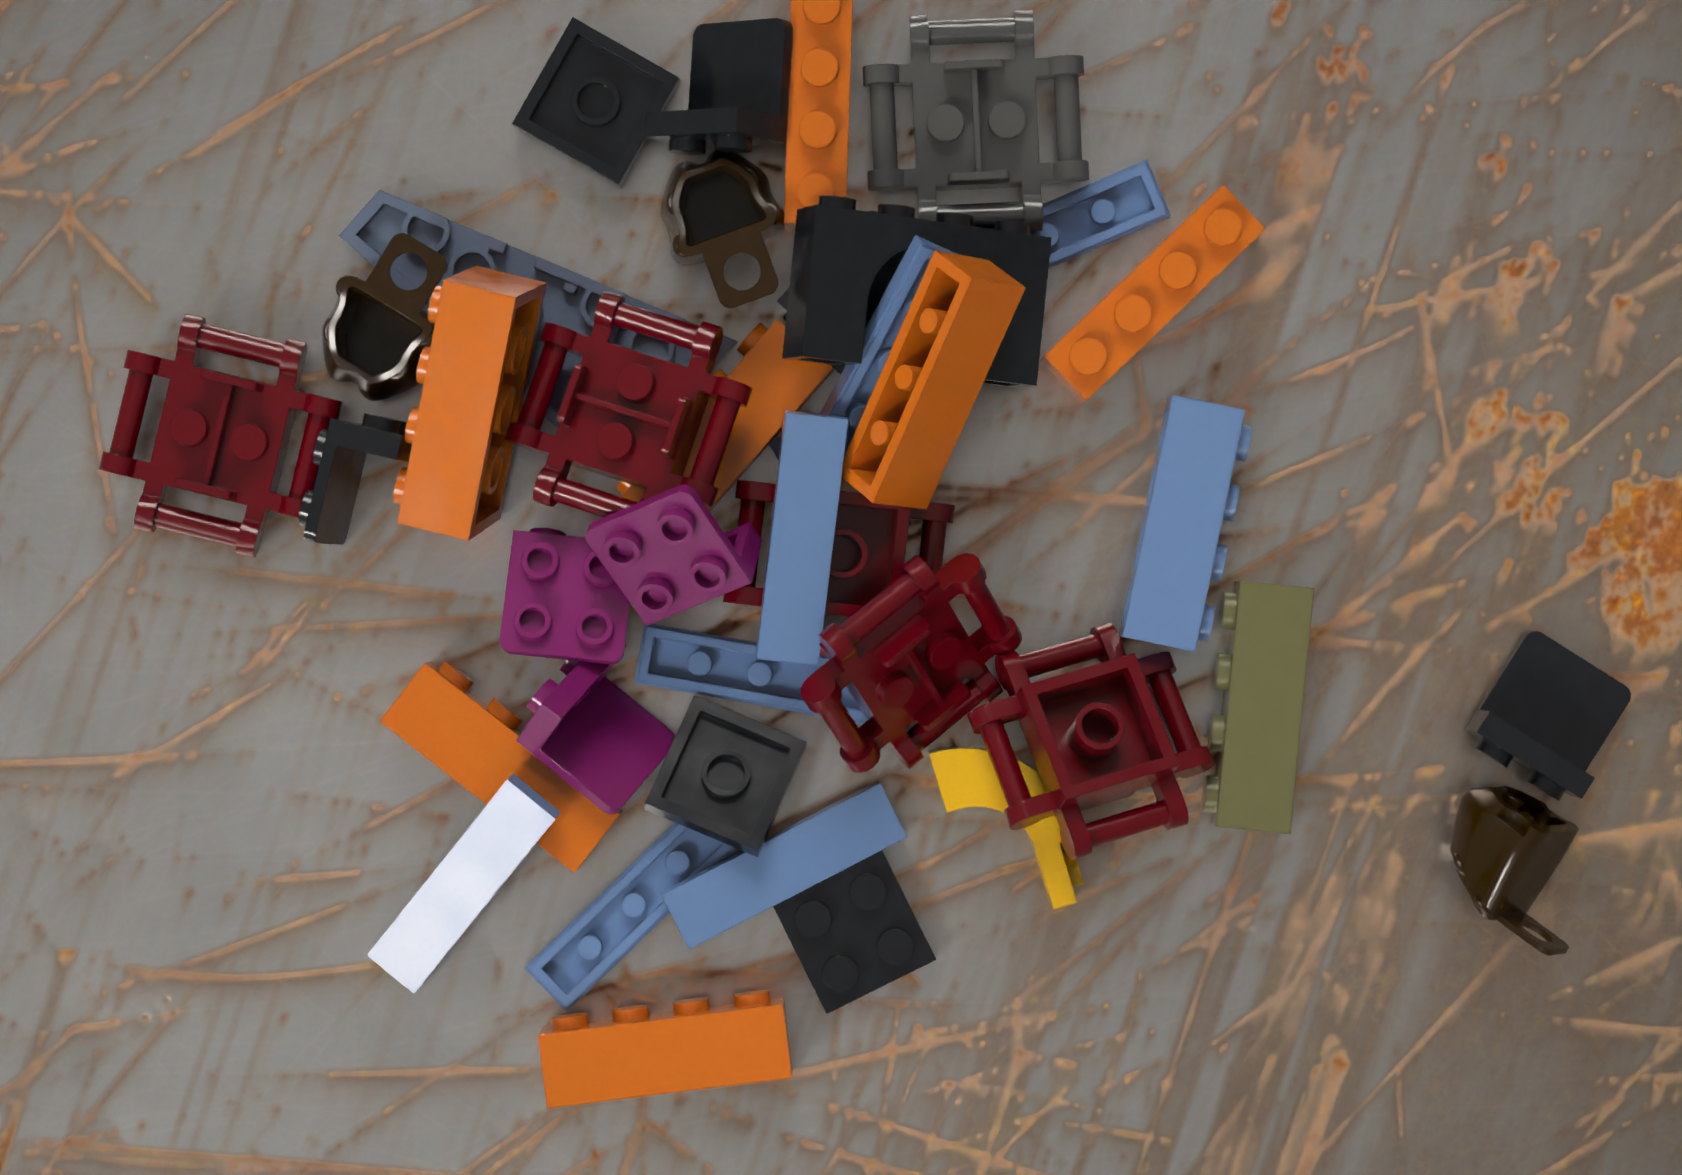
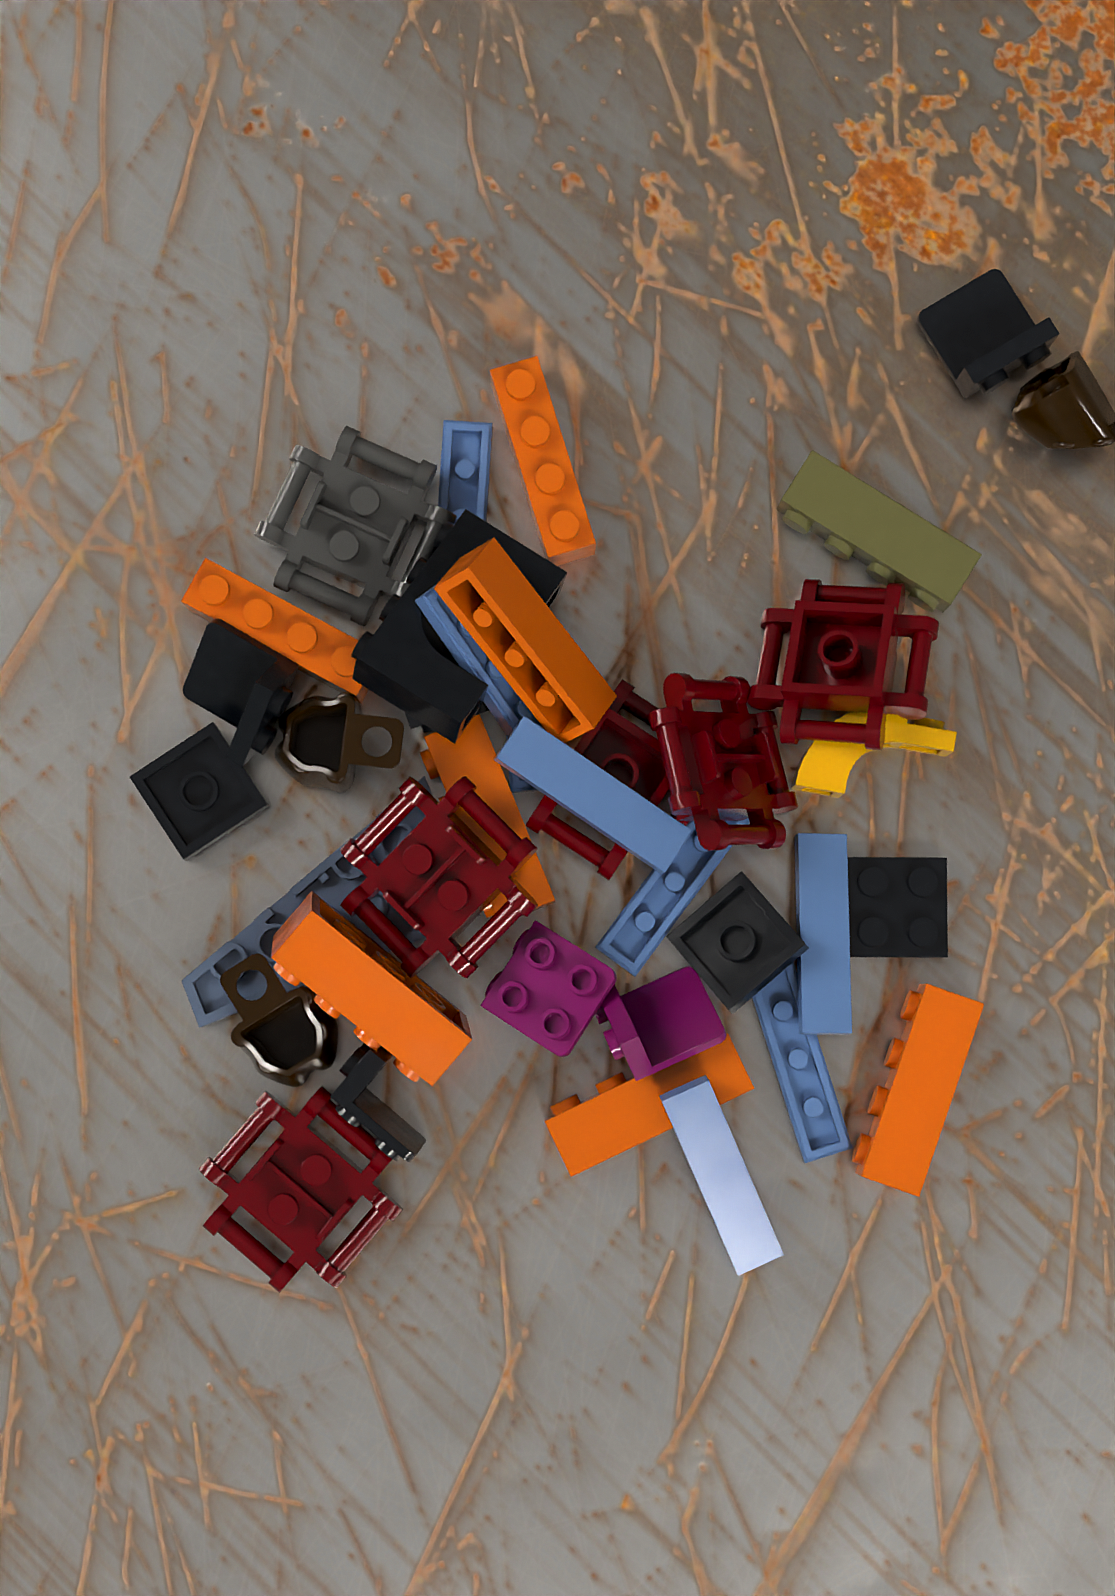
camera: 60 degrees left, 5 degrees down
(673, 553) = (557, 894): magenta bracket -> none
(1183, 523) = (718, 522): medium blue brick -> none

